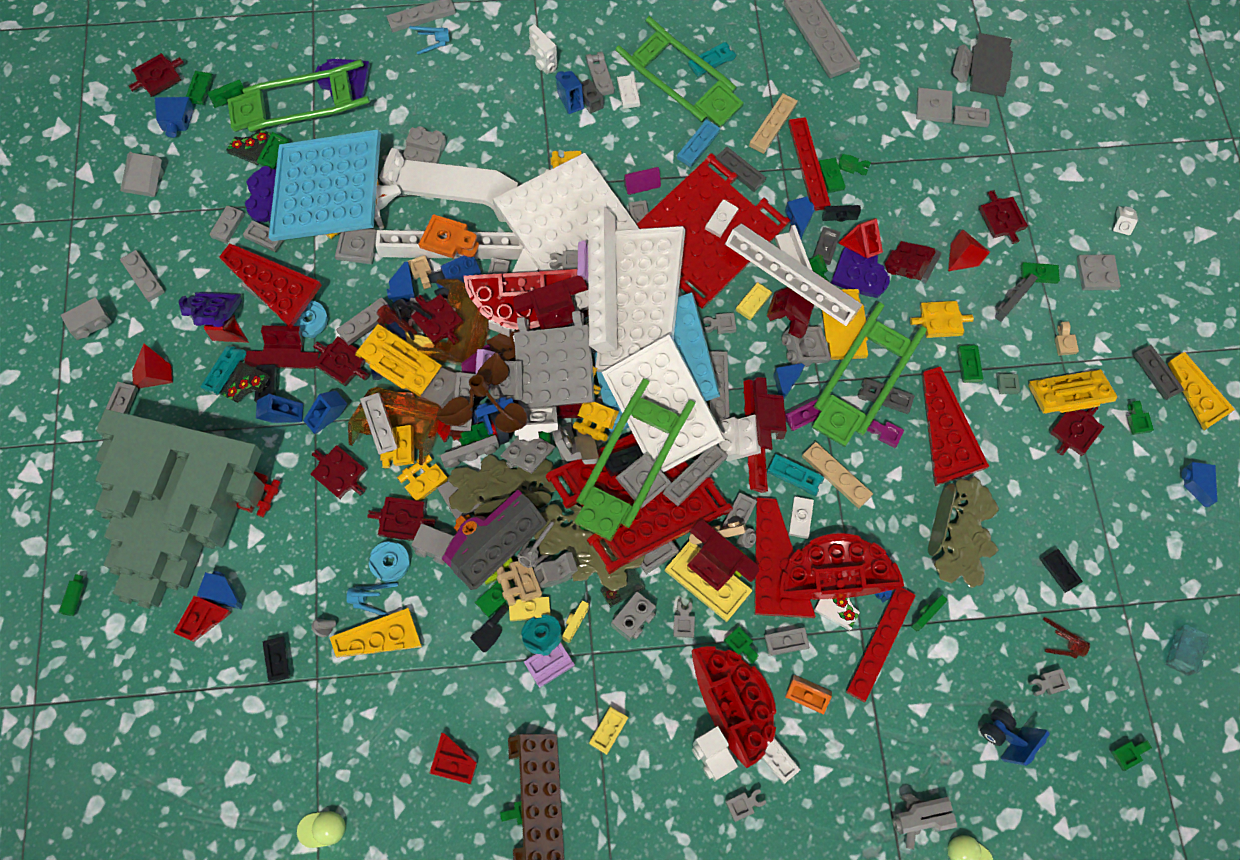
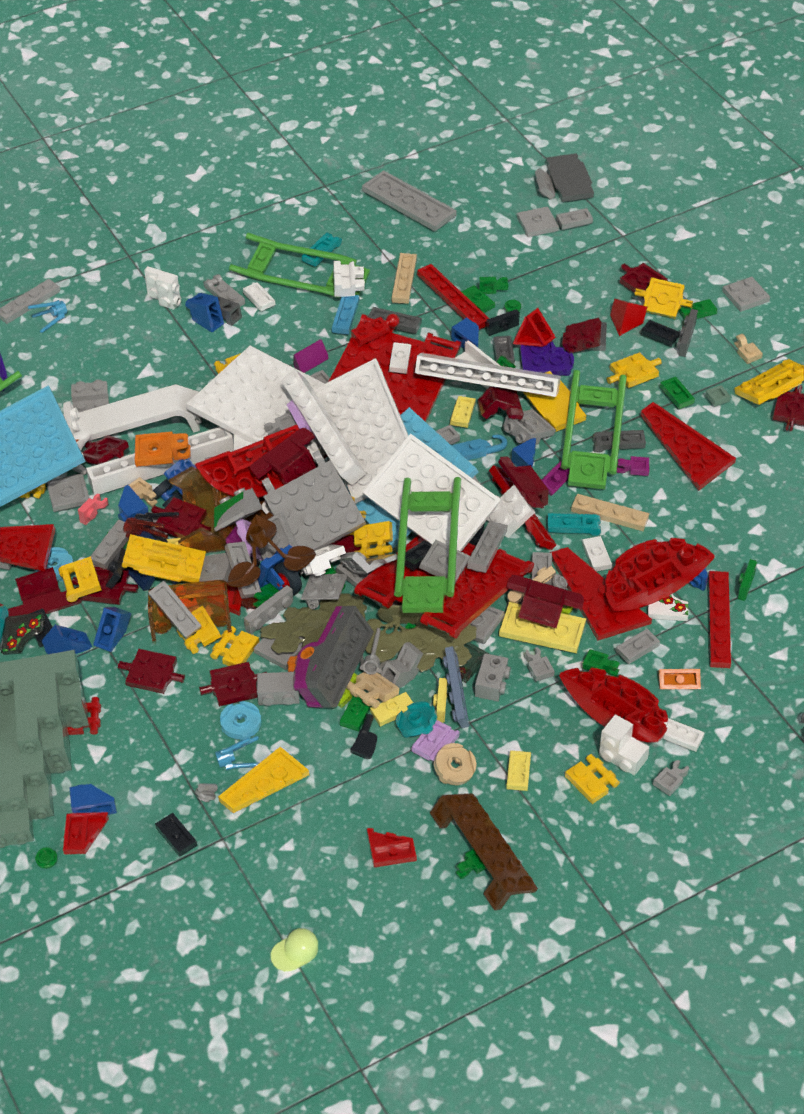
camera: 20 degrees left, 20 degrees down
(158, 632) = (46, 858): none -> green plate
(323, 349) = (85, 575): none -> yellow plate
(351, 352) = (115, 569): none -> black plate
(366, 272) = (89, 509): none -> coral plate
(406, 213) = (104, 449): none -> dark red plate
(483, 336) = (235, 508): none -> light grey slope
(541, 705) = (447, 772): none -> tan plate
(592, 622) = (455, 681): none -> sand blue plate
(665, 770) = (587, 782): none -> yellow plate
(712, 106) = (345, 281): none -> white hips
(712, 176) = (374, 329): none -> red plate
(742, 347) = (479, 448): none -> dark azure plate
(860, 197) = (512, 305): none -> green plate
(968, 537) = (749, 517): olive plant -> none
(989, 286) = (660, 333): none -> black plate
(1012, 248) = (664, 298): none -> yellow plate
(1126, 220) = (747, 250): white bracket -> none

